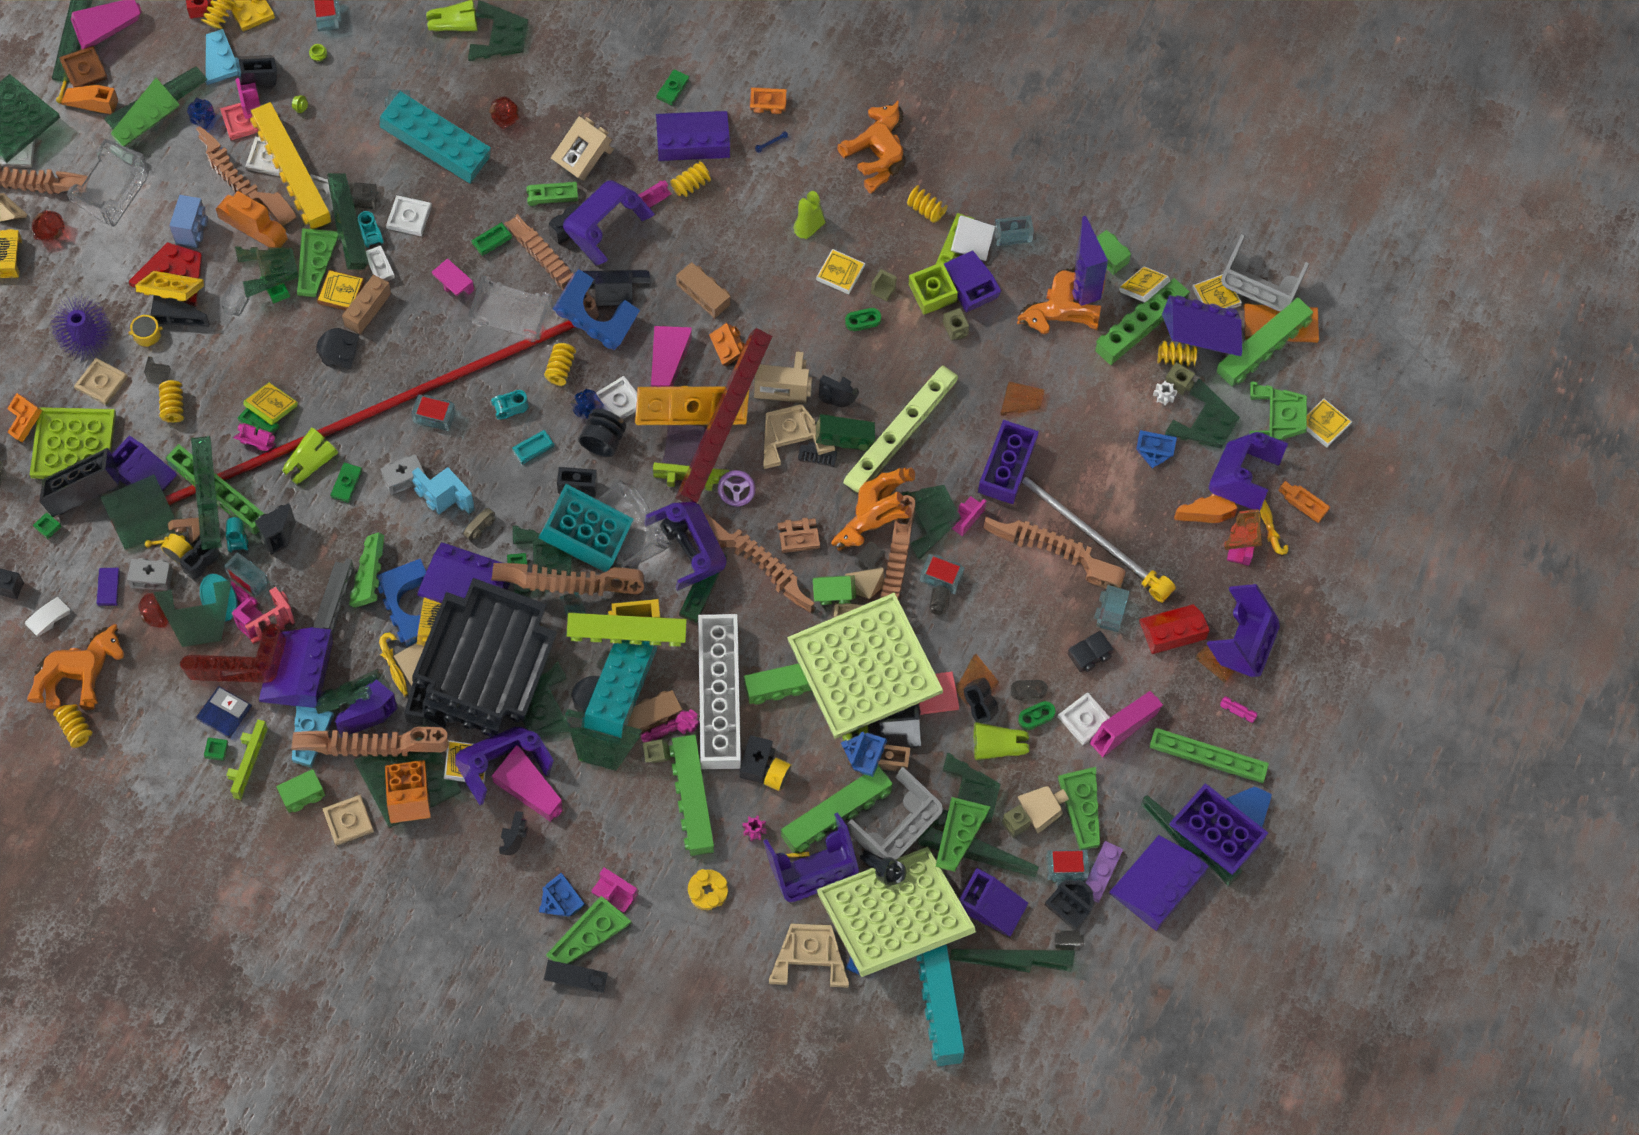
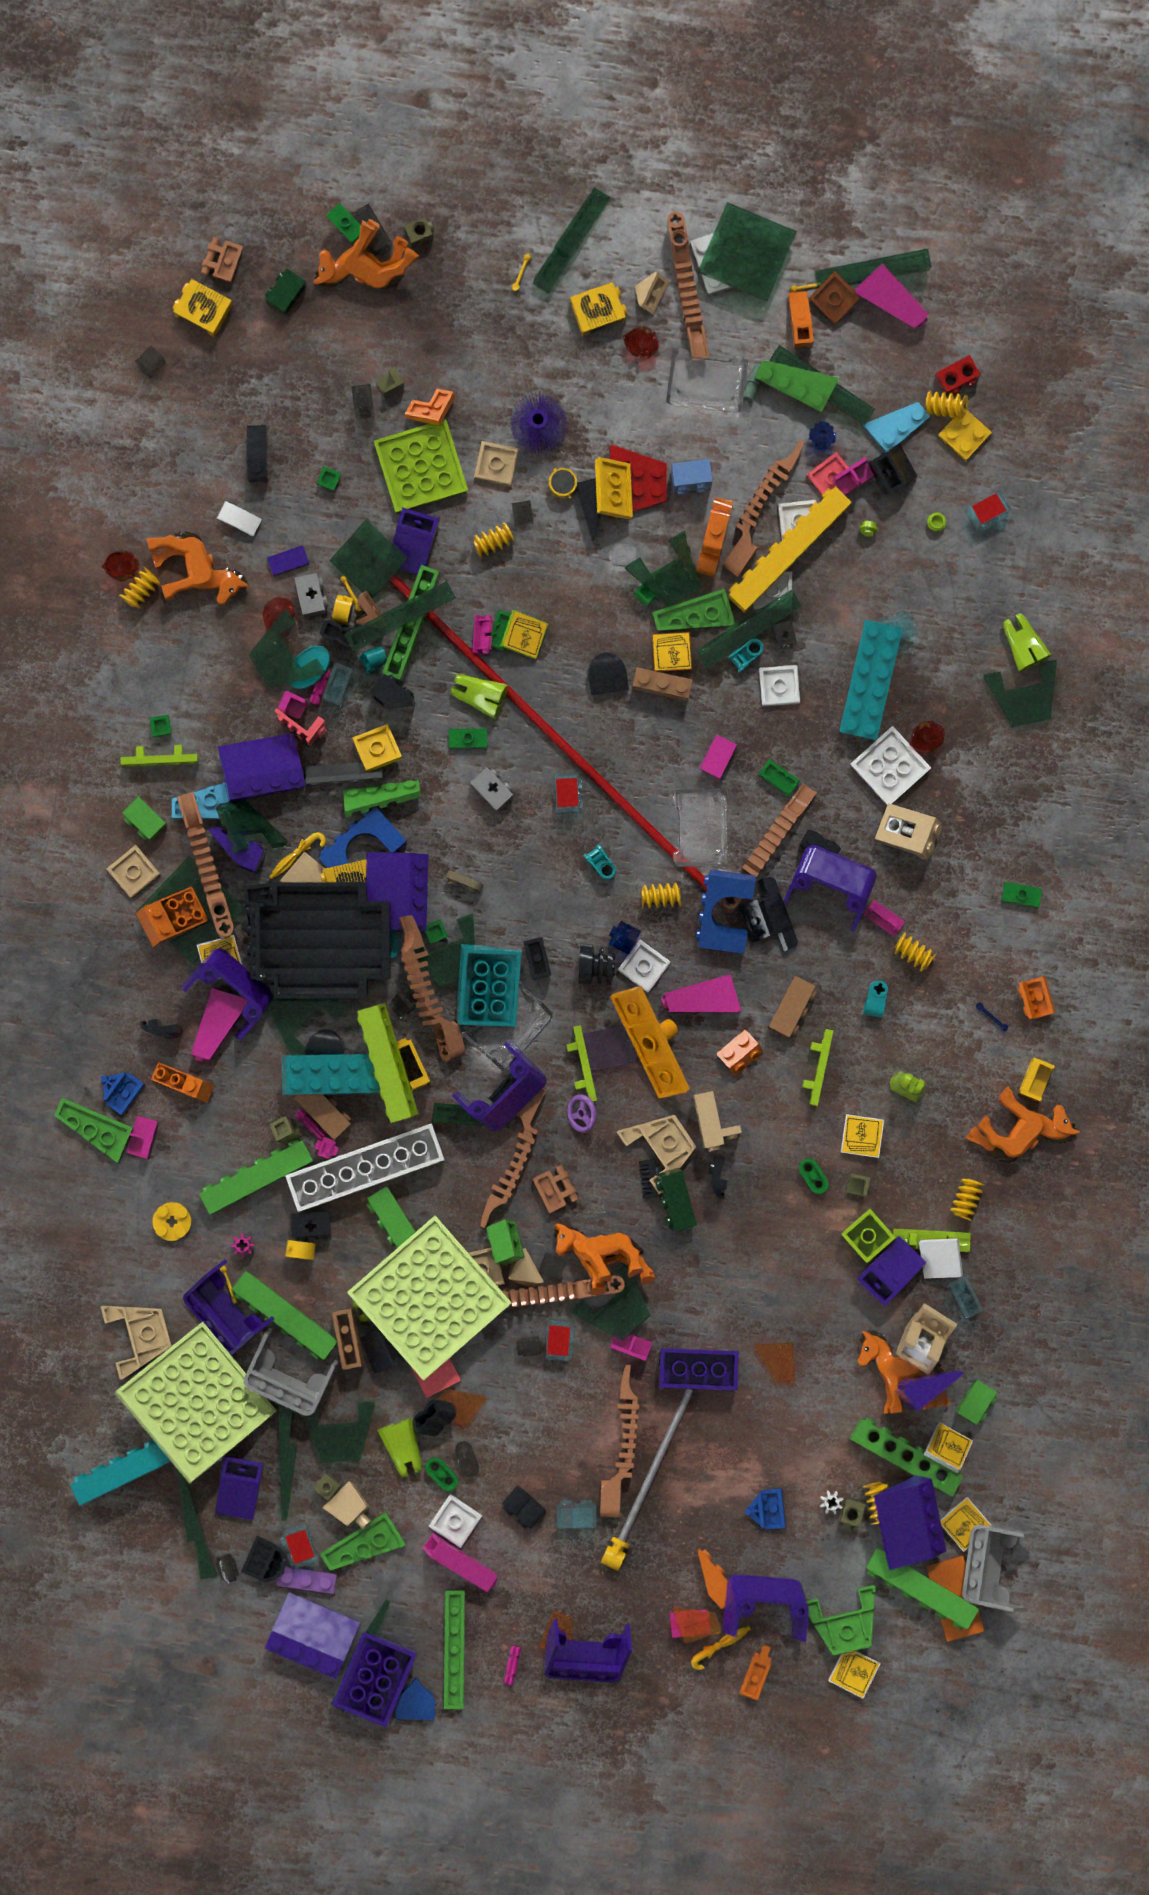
camera: 70 degrees right, 20 degrees up
(42, 734) = (121, 565): none -> clear red hair
(79, 483) = (376, 492): black slope -> none
(224, 712) = (200, 718): clear blue tile -> none
(240, 669) = (242, 715): clear red beam -> none
(322, 560) = (377, 748): none -> yellow plate
(379, 264) = (712, 679): white plate -> none
(443, 491) = (482, 835): medium azure bracket -> none
(518, 150) = (890, 766): none -> white plate
(533, 447) = (565, 901): teal tile -> none
(552, 193) = (852, 818): bright green plate -> none
(574, 835) = (182, 1082): none -> orange slope
(575, 976) = (50, 1131): black hinge -> none
(598, 747) = (270, 1077): clear green wing -> none
(693, 135) = (971, 934): dark purple slope -> none
(722, 223) = (874, 1002): none -> teal piece
(724, 416) = (642, 1079): dark red brick -> none
(779, 290) = (816, 1085): none -> lime hinge
(838, 124) = (1035, 1079): none -> yellow panel
(864, 752) = (340, 1325): blue slope -> none
(886, 869) = (232, 1383): black piece -> none
(901, 428) = (702, 1252): yellowish green beam -> none
(952, 318) = (846, 1271): olive brick -> none
(959, 831) = (297, 1437): bright green wing -> none
(1037, 267) = (925, 1338): none -> tan brick
(1174, 628) = (577, 1580): red slope -> none
(1212, 424) = (815, 1559): clear green wing -> none

